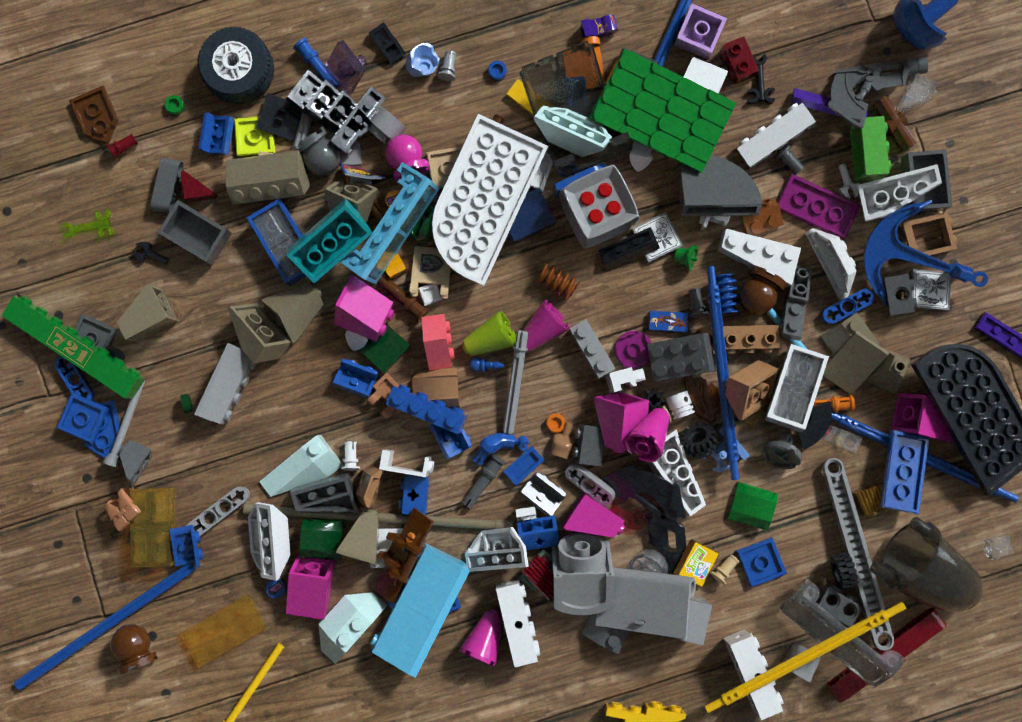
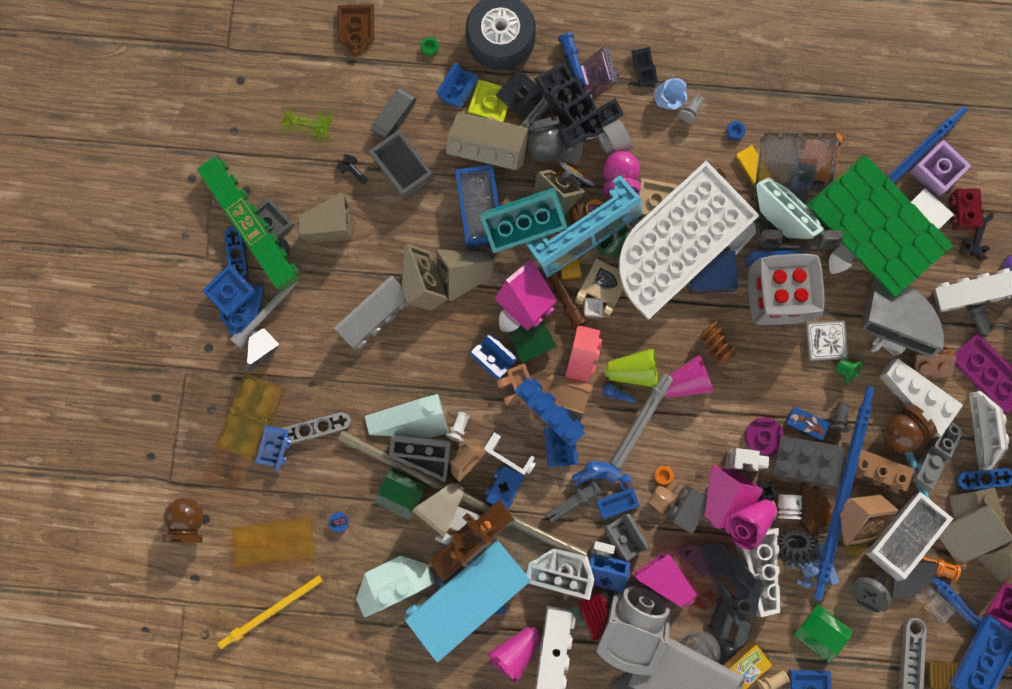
camera: 20 degrees right, 5 degrees down
(104, 626) = (166, 491): blue axle -> none
(121, 146) = (367, 63): dark red pin -> none
(125, 512) = (232, 392): nougat piece -> none
(186, 403) = (328, 317): dark green tile -> none
(195, 190) = (417, 127): dark red slope -> none
(269, 540) = (352, 473): white wedge -> none
(310, 587) = (371, 534): dark pink slope -> none
(582, 471) = (675, 538): light grey beam -> none
(591, 349) = (725, 419): light grey brick -> none
(599, 27) = (847, 128): dark purple leg -> none
(629, 249) = (796, 341): black slope -> none
(726, 295) = (874, 419): blue piece -> none

